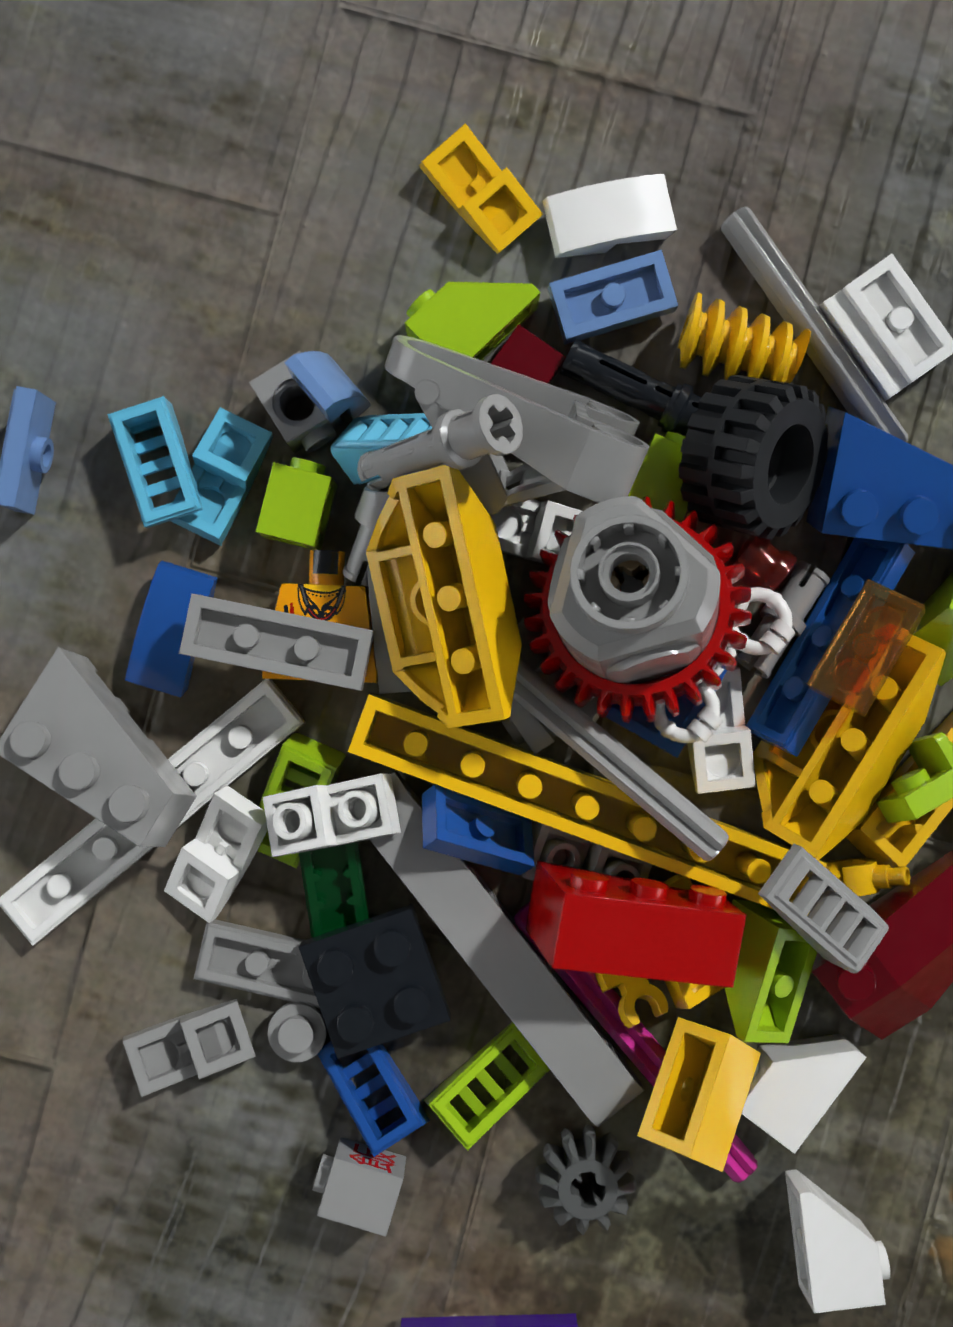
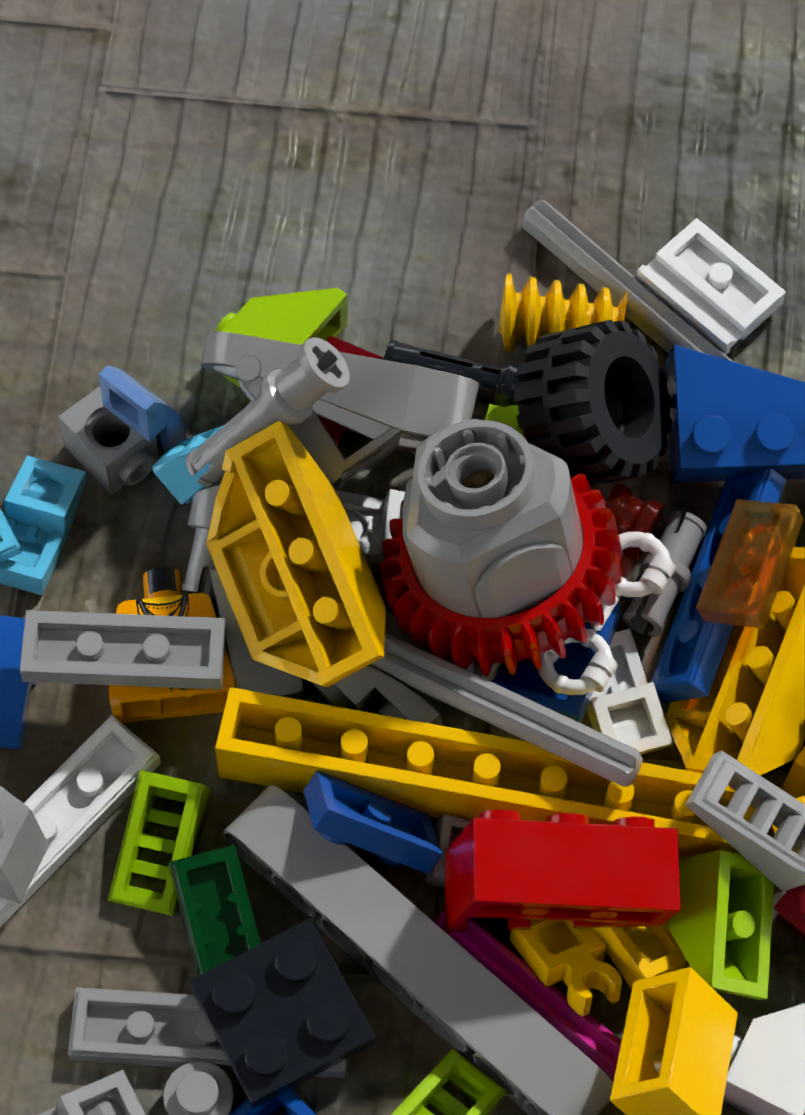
camera: 10 degrees left, 25 degrees down
(219, 855) = (84, 907): white slope -> none
(297, 504) = (122, 535): lime brick -> none
(331, 814) = (200, 831): white slope -> none
(479, 190) = (267, 225): yellow slope -> none
(609, 214) = (399, 226): white slope -> none
(613, 297) = (422, 298): medium blue plate -> none

